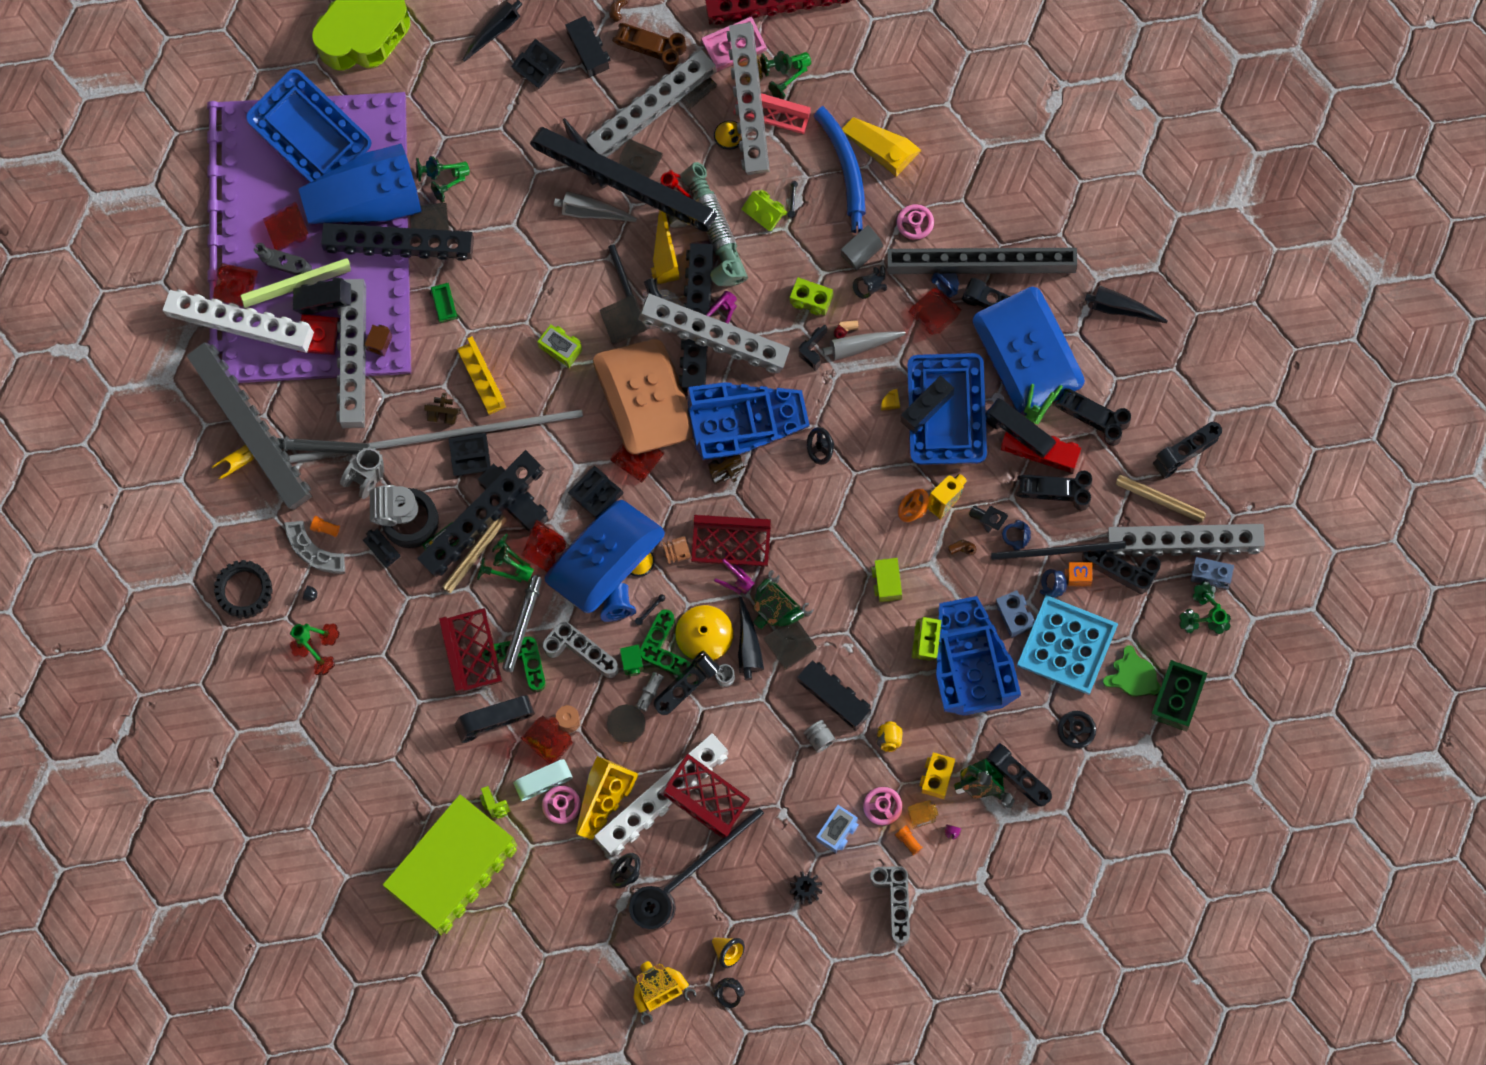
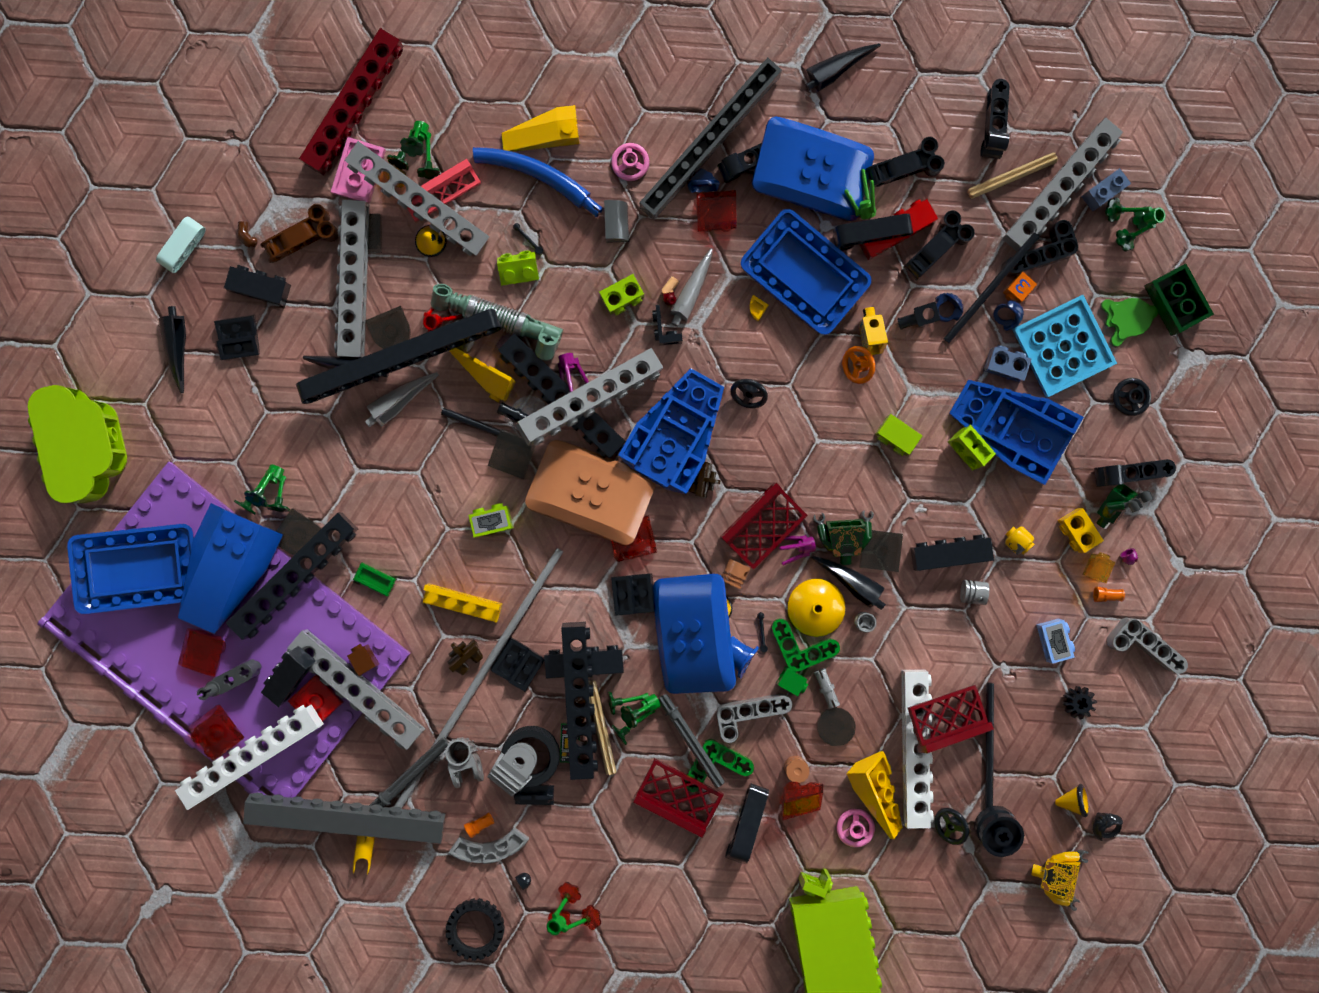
camera: 65 degrees left, 15 degrees up
(287, 285) = (257, 686): yellowish green tile -> none
(542, 780) = (826, 827): light aqua beam -> none
(543, 546) = (643, 672): clear red slope -> none
(702, 666) = (848, 636): black piece -> none
(872, 281) = (652, 237): black piece -> none
(882, 799) = (1072, 591): bright pink piece -> none
(927, 404) = (794, 284): black brick -> none
(963, 546) = (919, 355): reddish brown arm -> none

